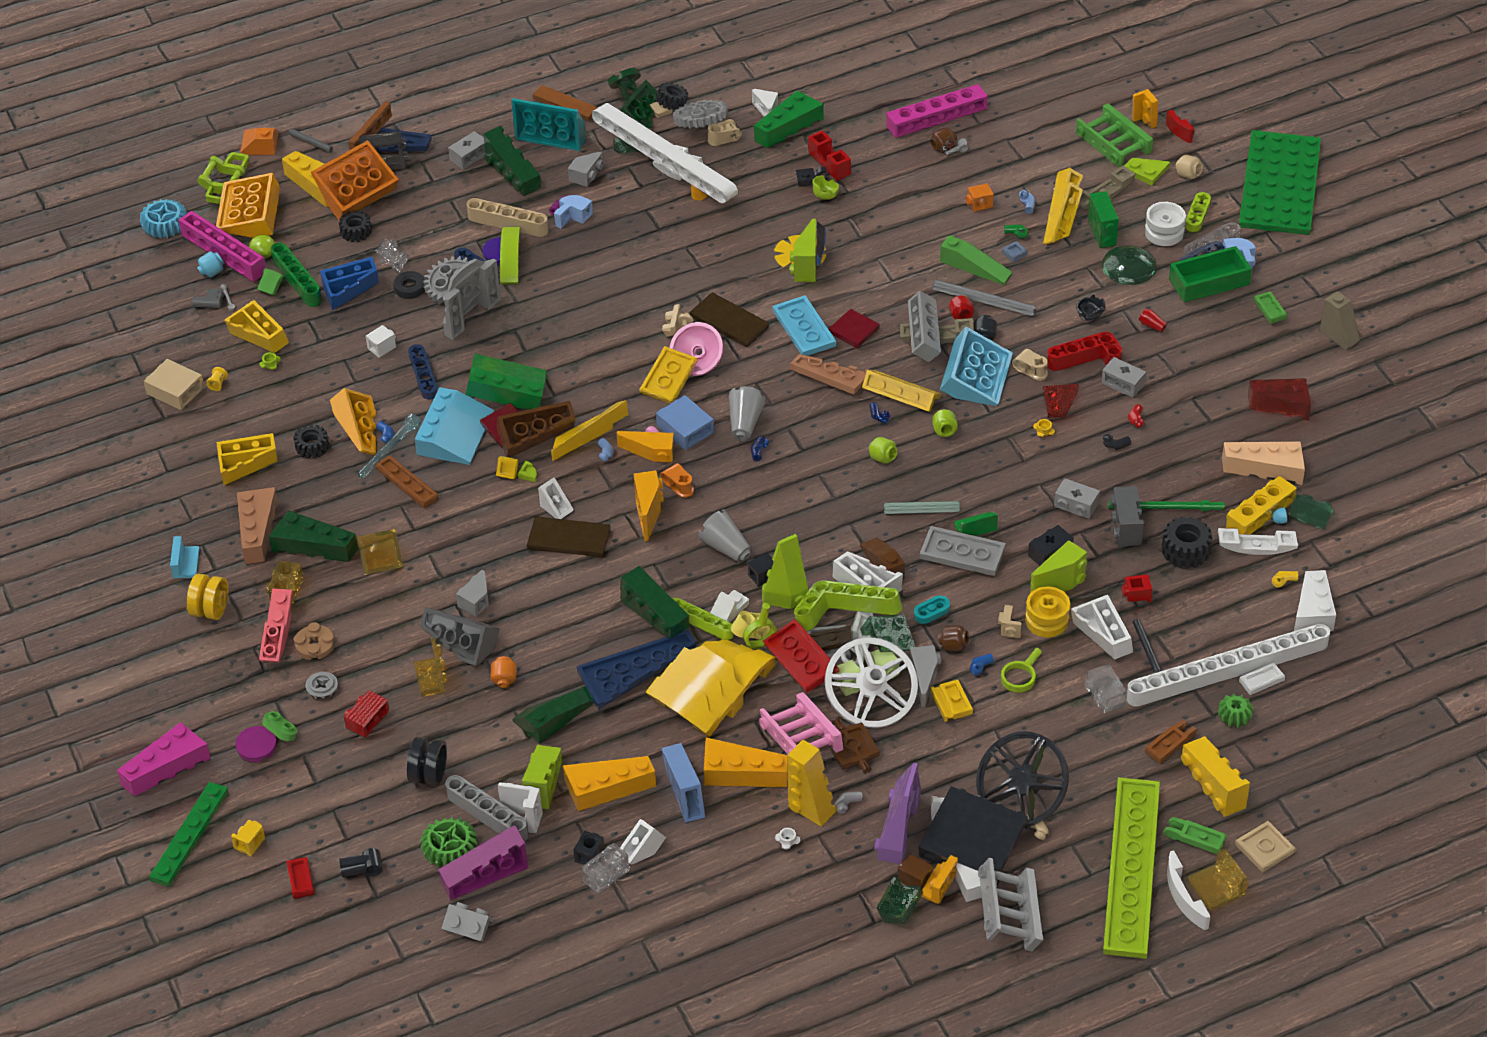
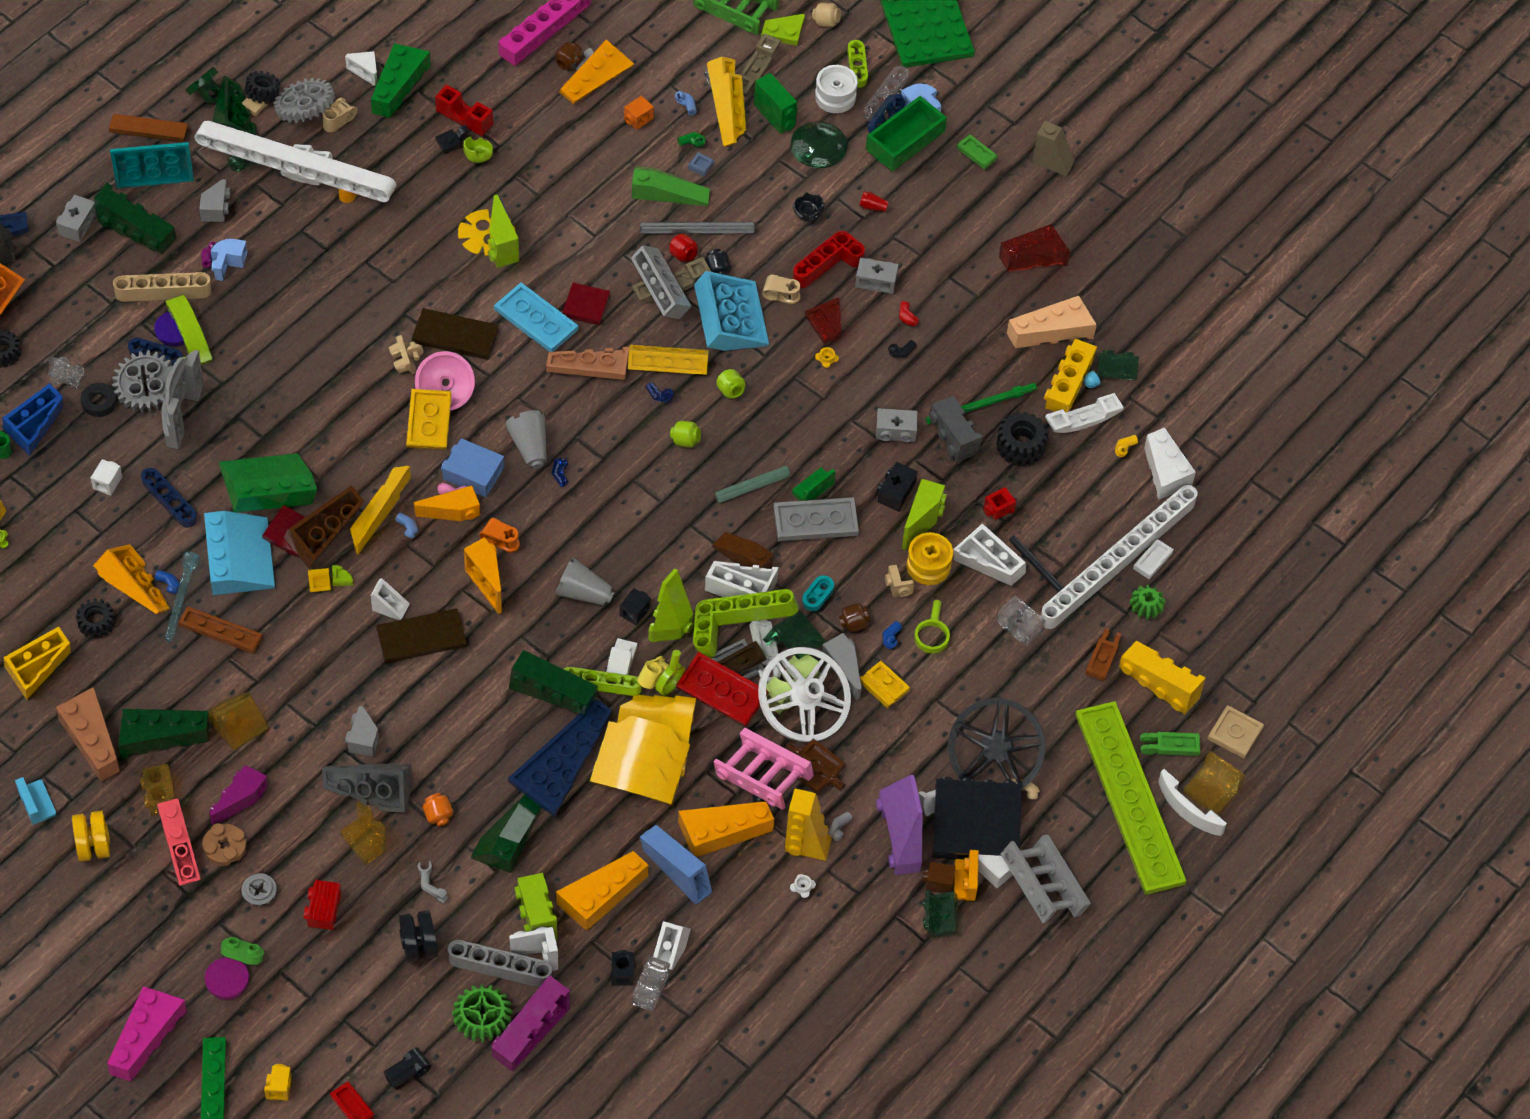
camera: 30 degrees left, 10 degrees up
(348, 607) = (243, 792): none -> magenta slope
(466, 922) = (544, 1089): light grey bracket -> none
(467, 737) = (439, 894): none -> light grey arm
(960, 157) = (600, 67): none -> light orange wing

